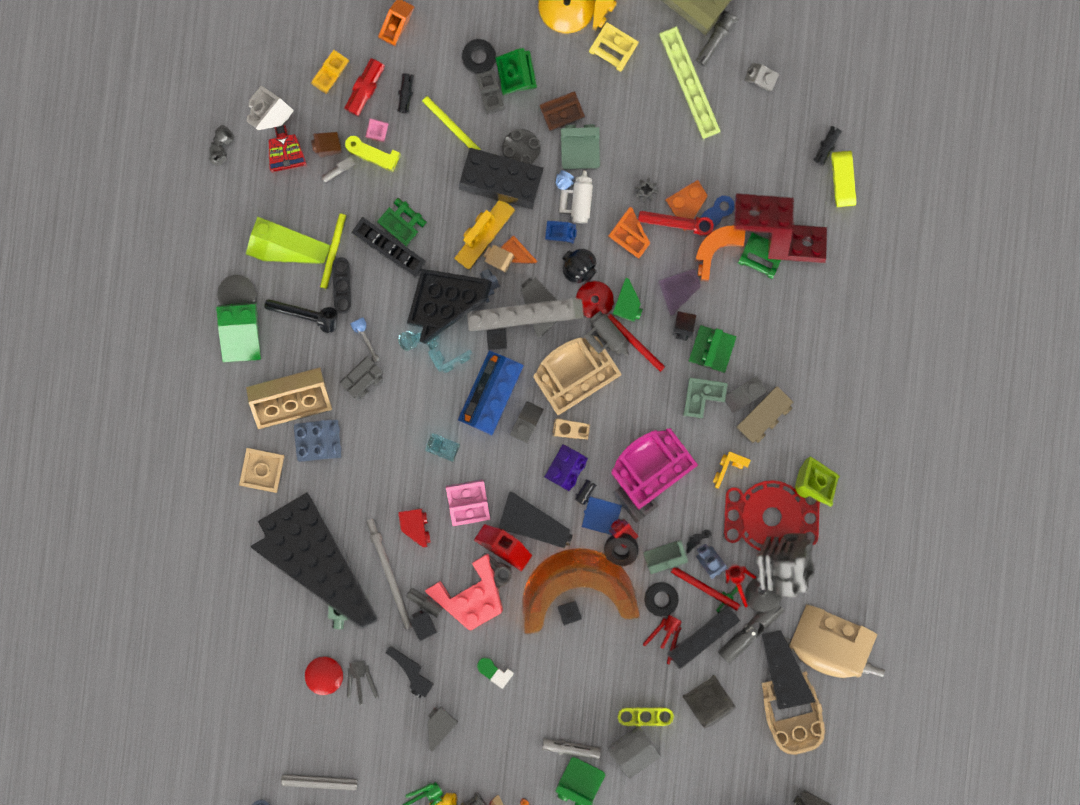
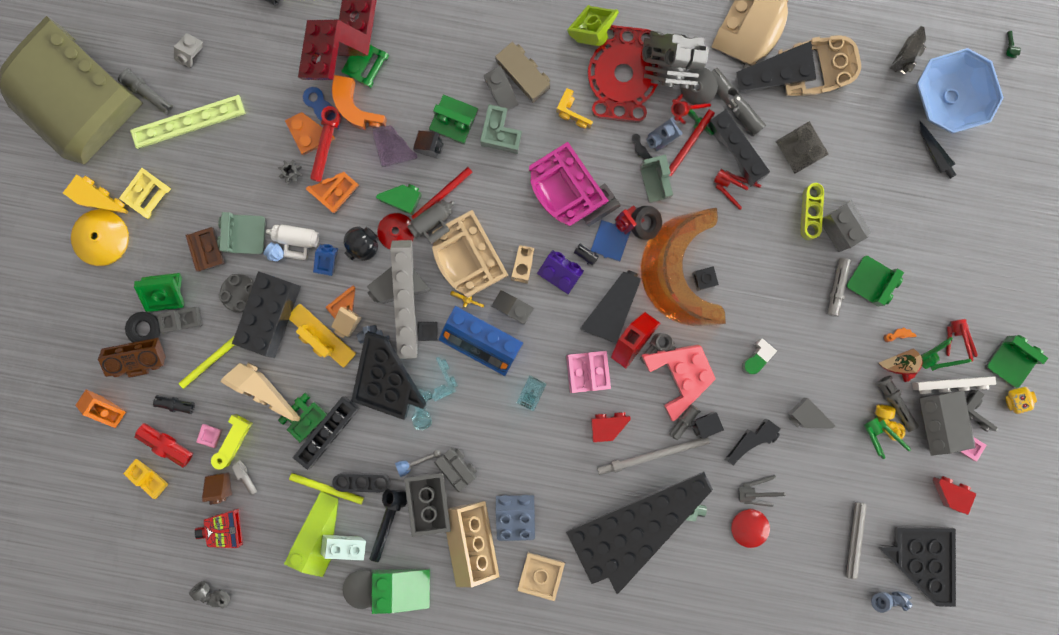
camera: 85 degrees left, 0 degrees up
(267, 110) = (177, 544): white slope -> none
(277, 272) = (343, 547): none -> light aqua brick
(325, 352) = (427, 504): none -> dark grey slope
(432, 170) = (247, 380): none -> tan wedge
(448, 49) = (132, 358): none -> reddish brown piece
(530, 375) = (467, 300): none -> yellow piece
(669, 590) = (697, 176): black tyre -> none

